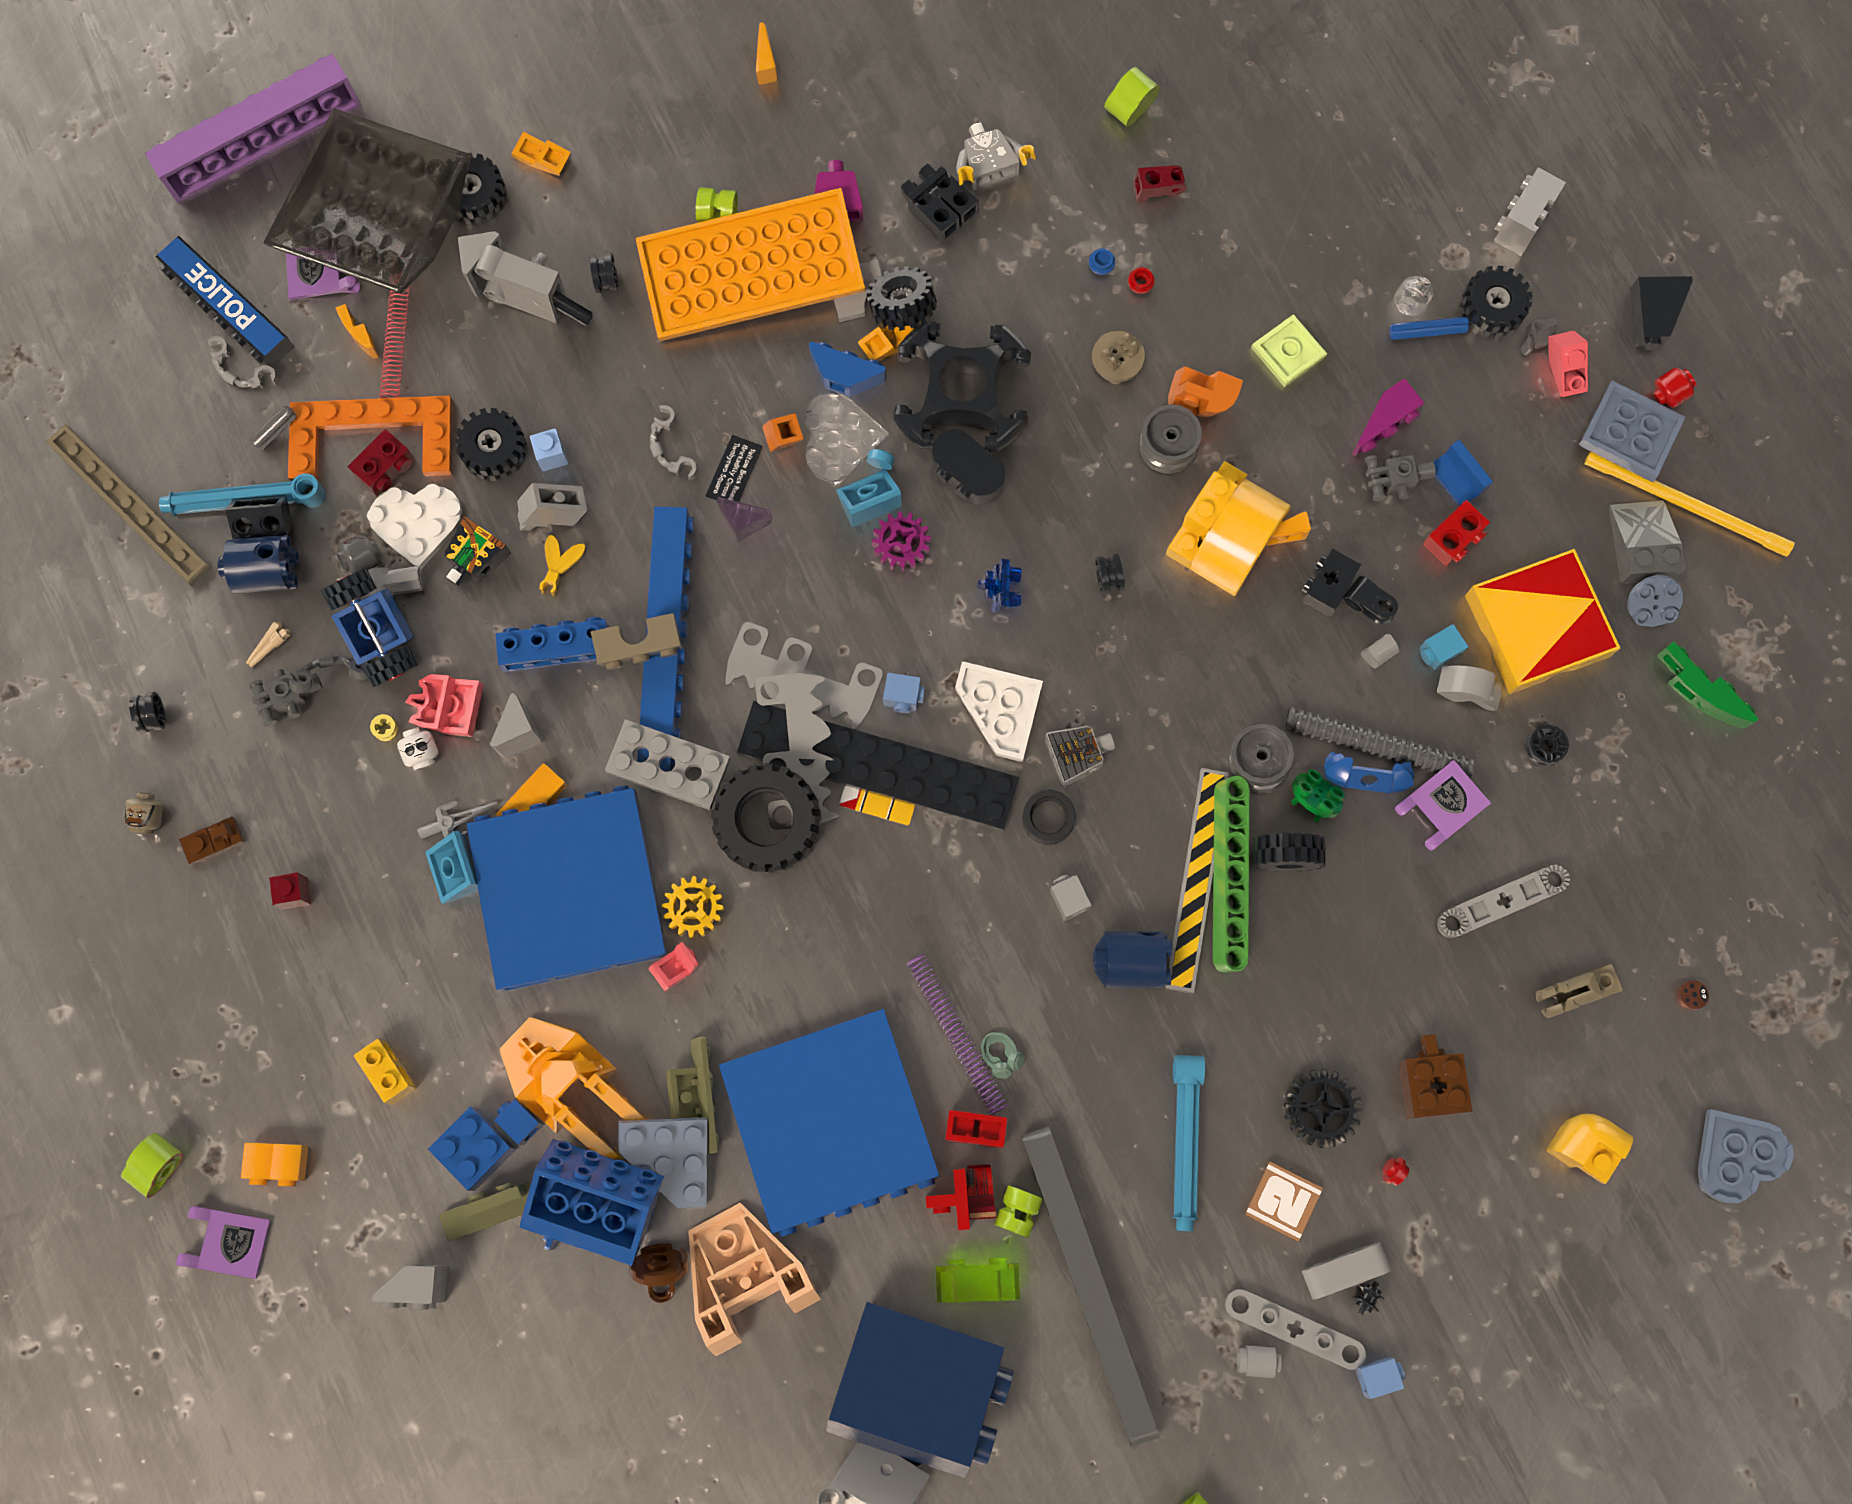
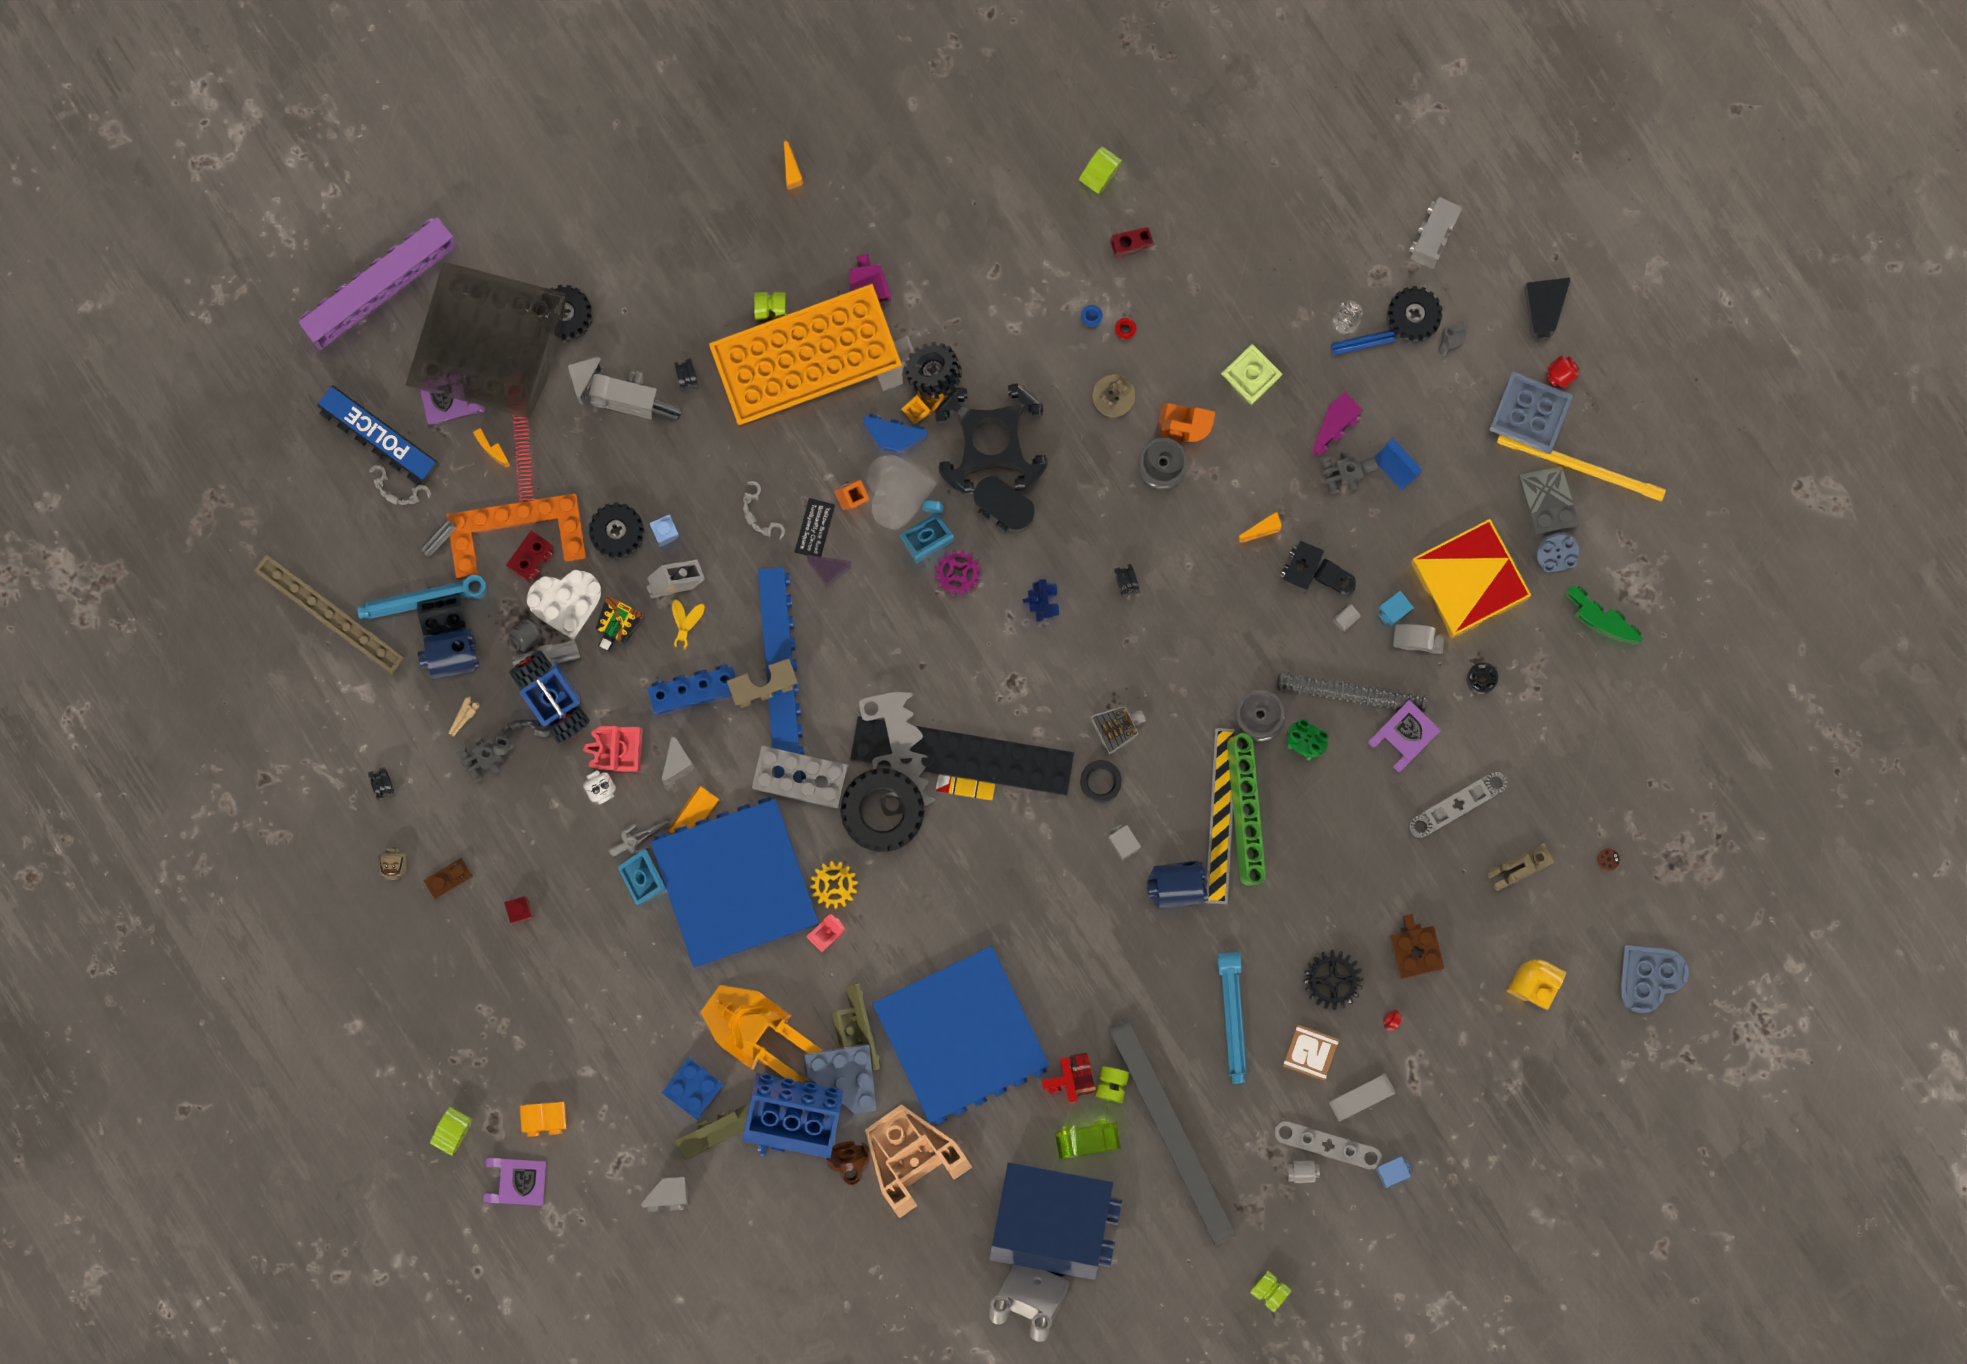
camera: 10 degrees left, 5 degrees up
(379, 721) = (573, 776): light yellow bush -> none
(385, 1071) = (616, 1039): yellow brick -> none
(518, 1121) = (724, 1064): blue brick -> none
(540, 155) = (616, 275): light orange slope -> none
(841, 698) = (849, 684): light grey piece -> none
(903, 692) = (975, 696): medium blue brick -> none
(940, 201) = (946, 275): black hips -> none
(956, 1037) = (1050, 959): medium lavender piece -> none
(976, 1129) = (1073, 1027): red brick -> none
(990, 157) = (989, 236): light grey torso -> none
(1000, 706) = (1052, 697): white plate -> none
(1001, 1069) = (1085, 980): sand green piece -> none
(1235, 526) = (1219, 528): yellow piece -> none
(1289, 852) = (1288, 787): black bush -> none
(1343, 774) = (1325, 720): blue piece -> none
(1368, 1298) = (1380, 1115): black wheel -> none
(1453, 530) = (1394, 511): red brick -> none
(1569, 362) = (1477, 360): coral slope -> none

